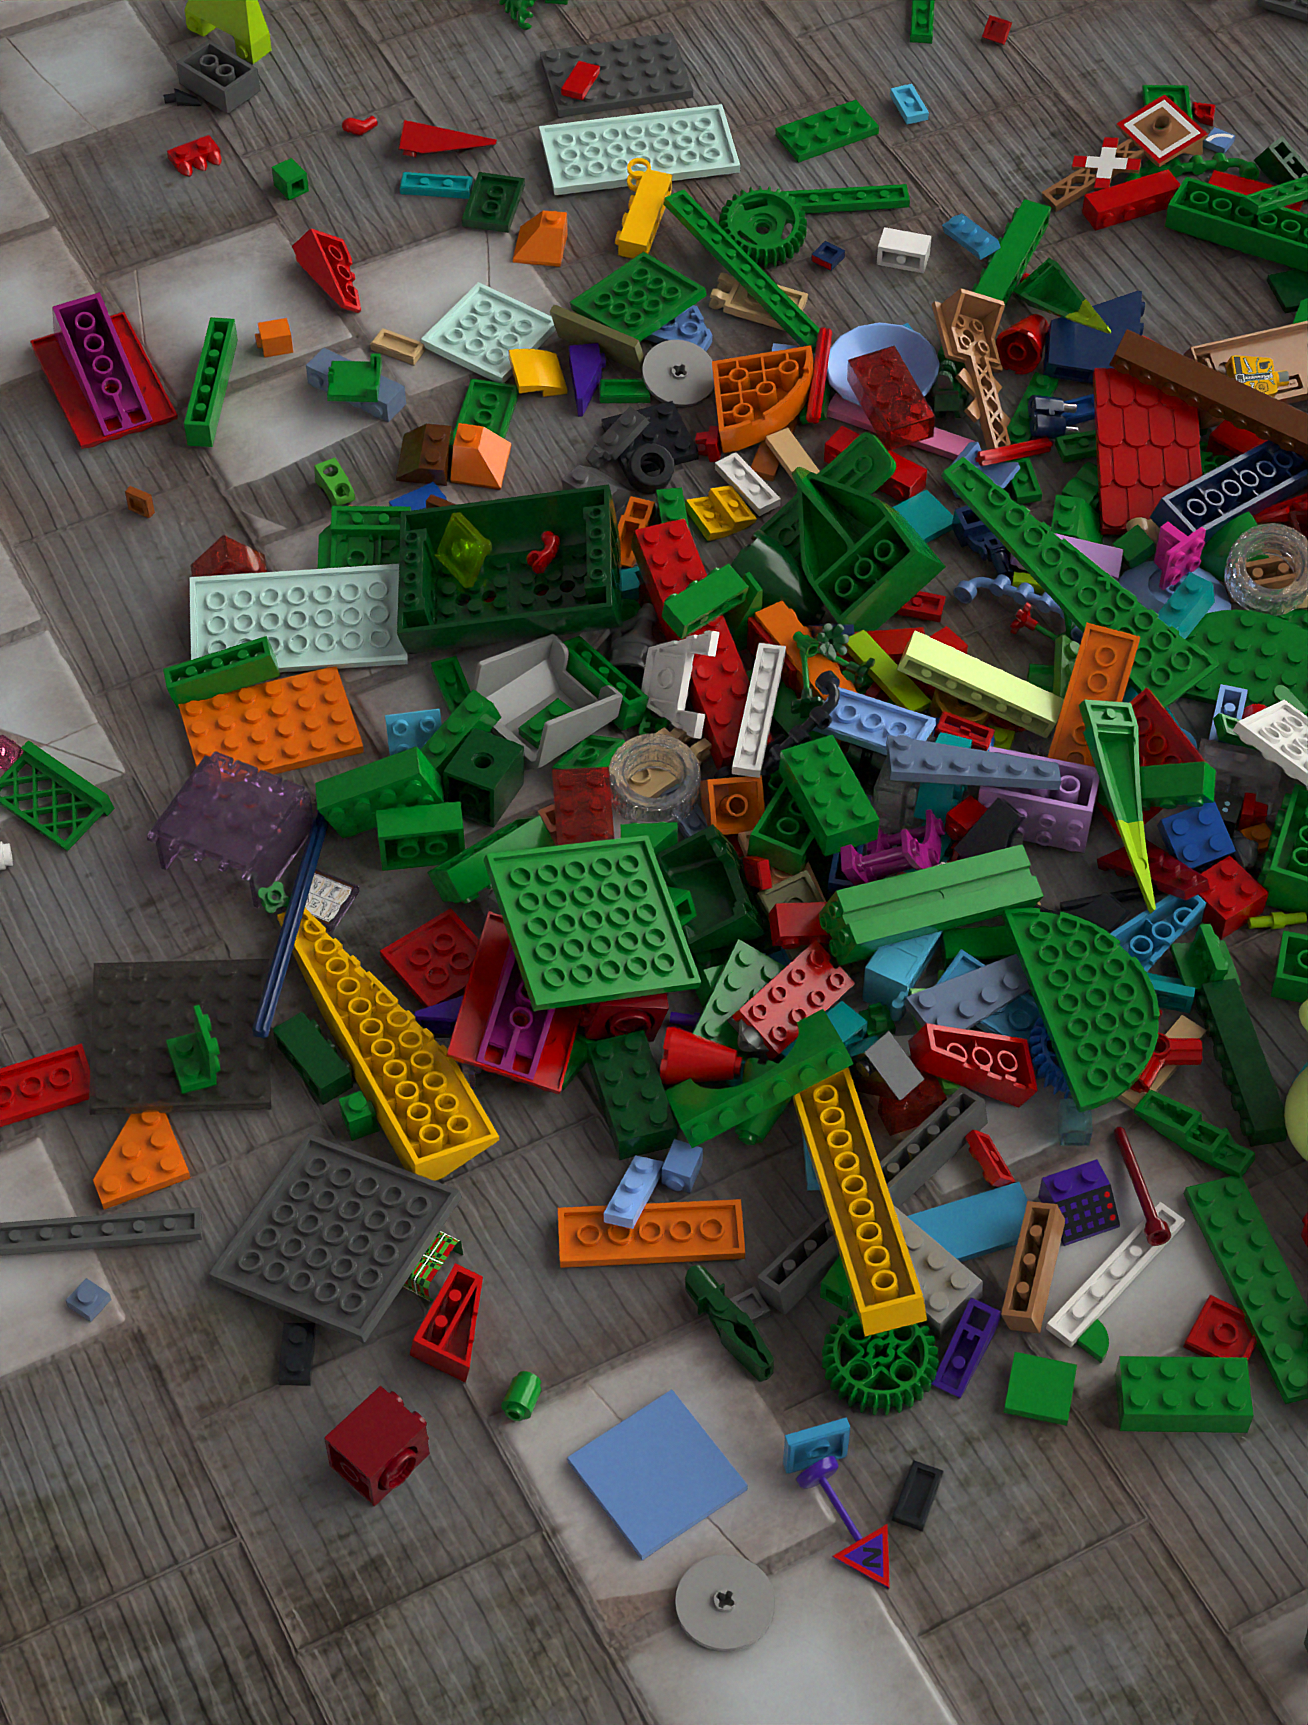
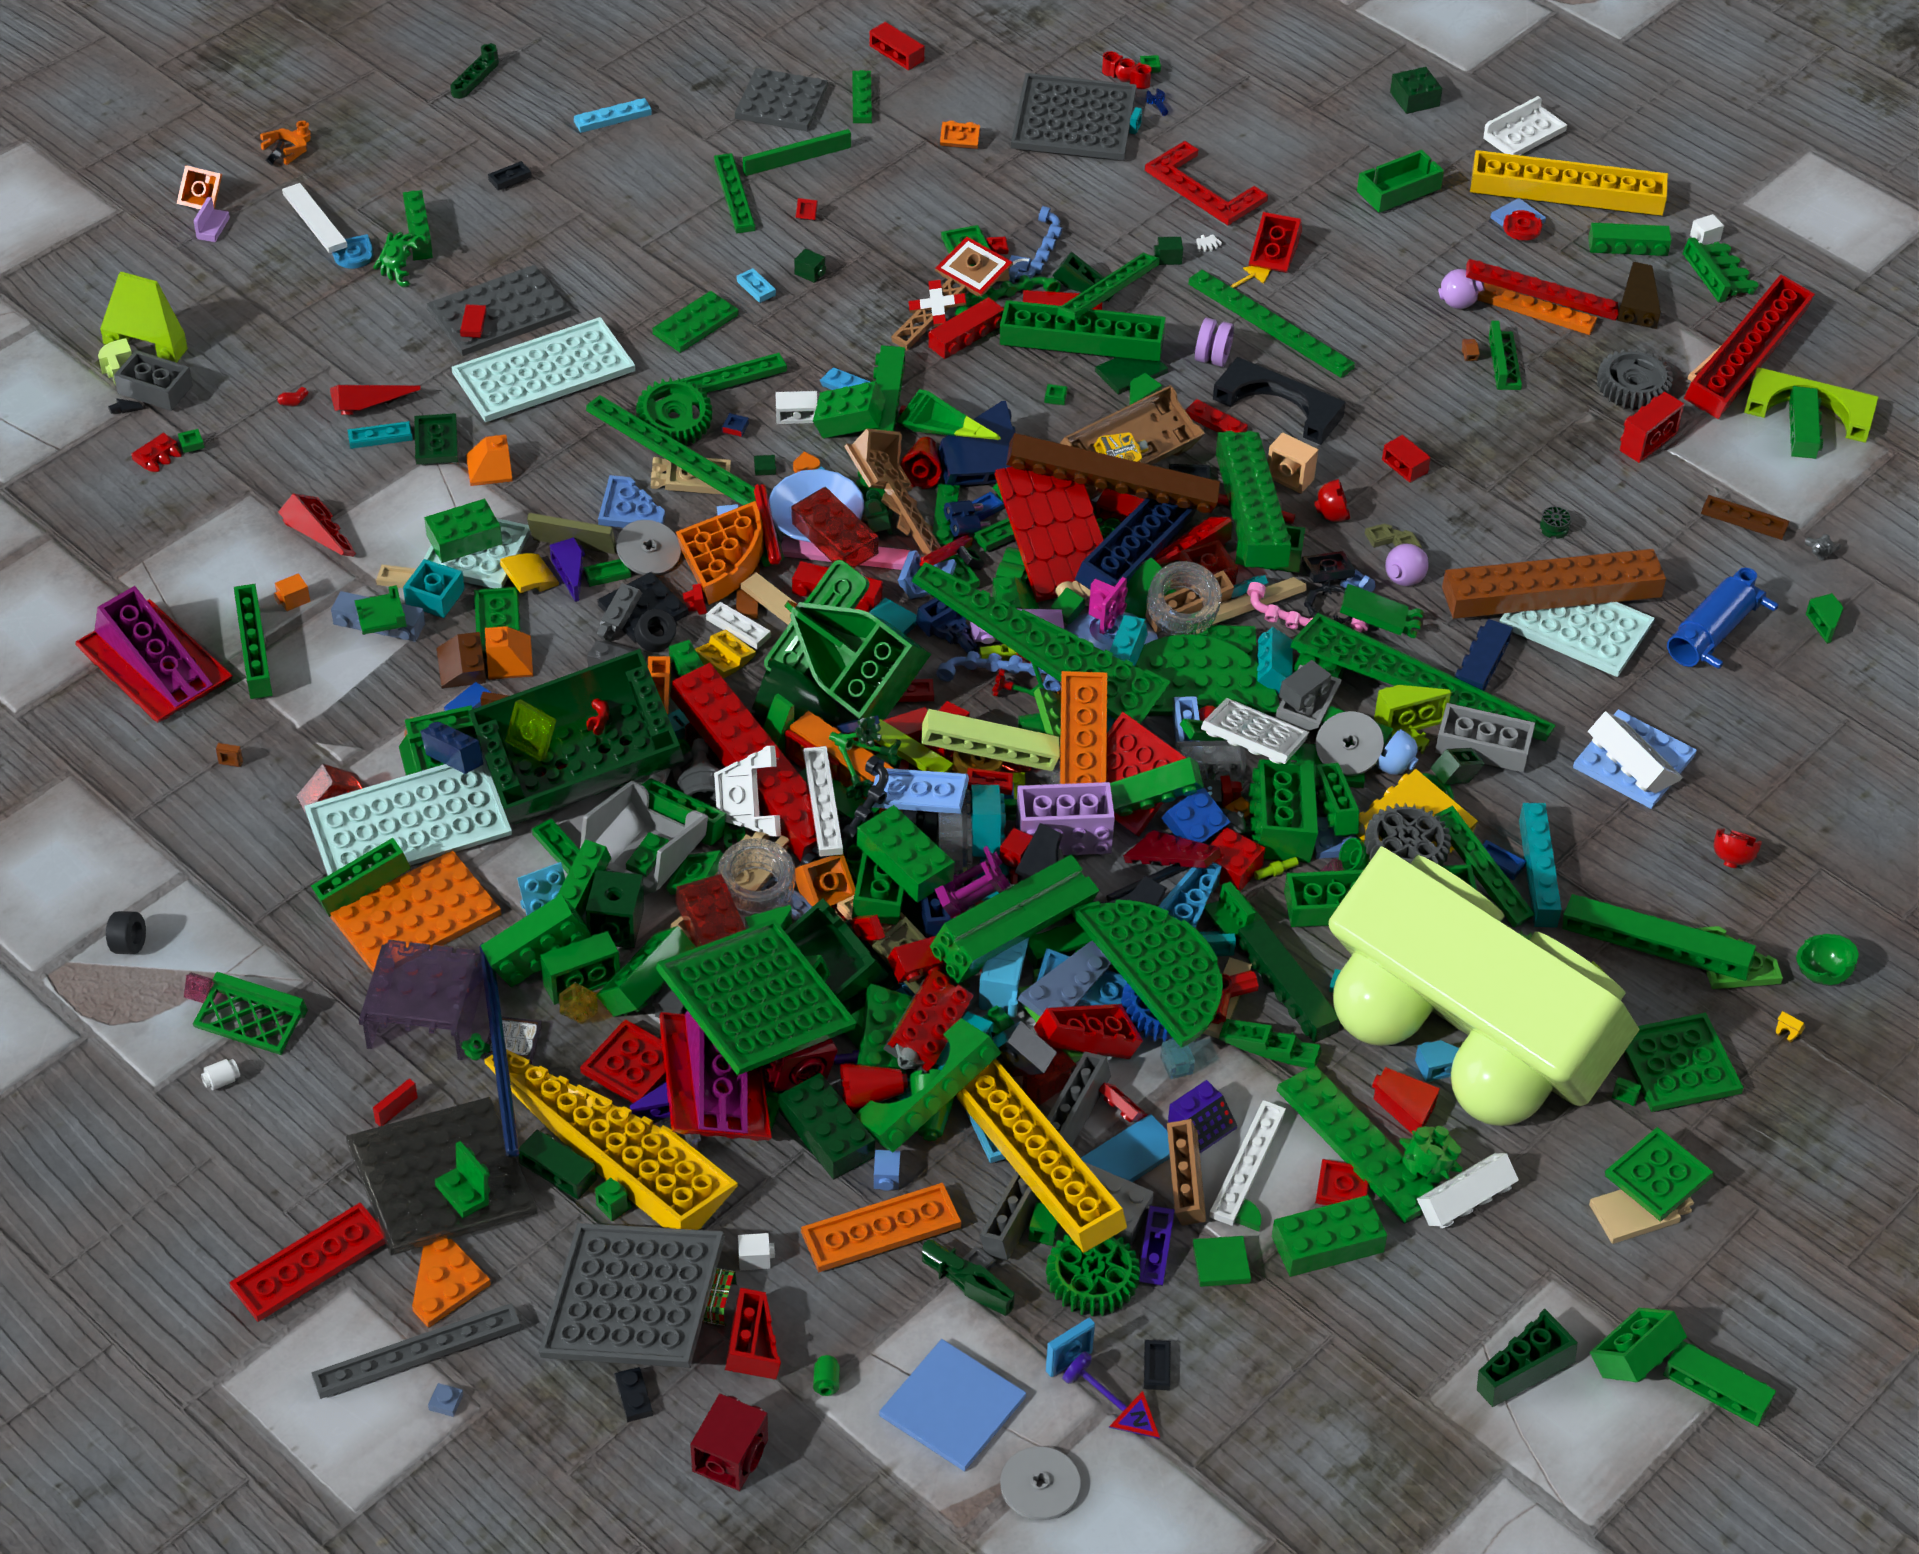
camera: 20 degrees left, 5 degrees down
(163, 938) = (395, 1102): none -> red tile
(187, 40) = (113, 356): none -> yellowish green brick
(234, 150) = (191, 440): none -> green plate
(290, 179) = (251, 455): green brick -> none
(334, 483) = (392, 701): bright green leg -> none
(368, 549) = (452, 747): none -> dark blue brick
(404, 876) = (578, 1003): none -> clear yellow brick
(425, 366) = (434, 588): none -> teal brick
(479, 309) = (463, 530): none -> green brick
(494, 1222) = (755, 1251): none -> white brick
(633, 1192) = (857, 1198): light blue plate -> none
(639, 297) = (593, 491): green plate -> none
(645, 209) = (570, 417): yellow hinge -> none
(704, 601) = (750, 724): green brick -> none
(845, 308) = (764, 465): none -> dark green tile
(892, 315) = (805, 462): none -> orange tile
(950, 764) = (993, 806): sand blue wing -> none
(960, 264) = (849, 409): none -> green brick
(977, 93) = (809, 265): none -> dark green brick
(1041, 465) = (970, 557): none -> black tile
(1114, 747) = (1115, 763): green plate -> none
(1155, 1229) = (1267, 1120): dark red piece -> none
(1210, 298) = (1056, 394): none -> green tile
(1252, 133) = (1042, 254): none -> medium blue bar

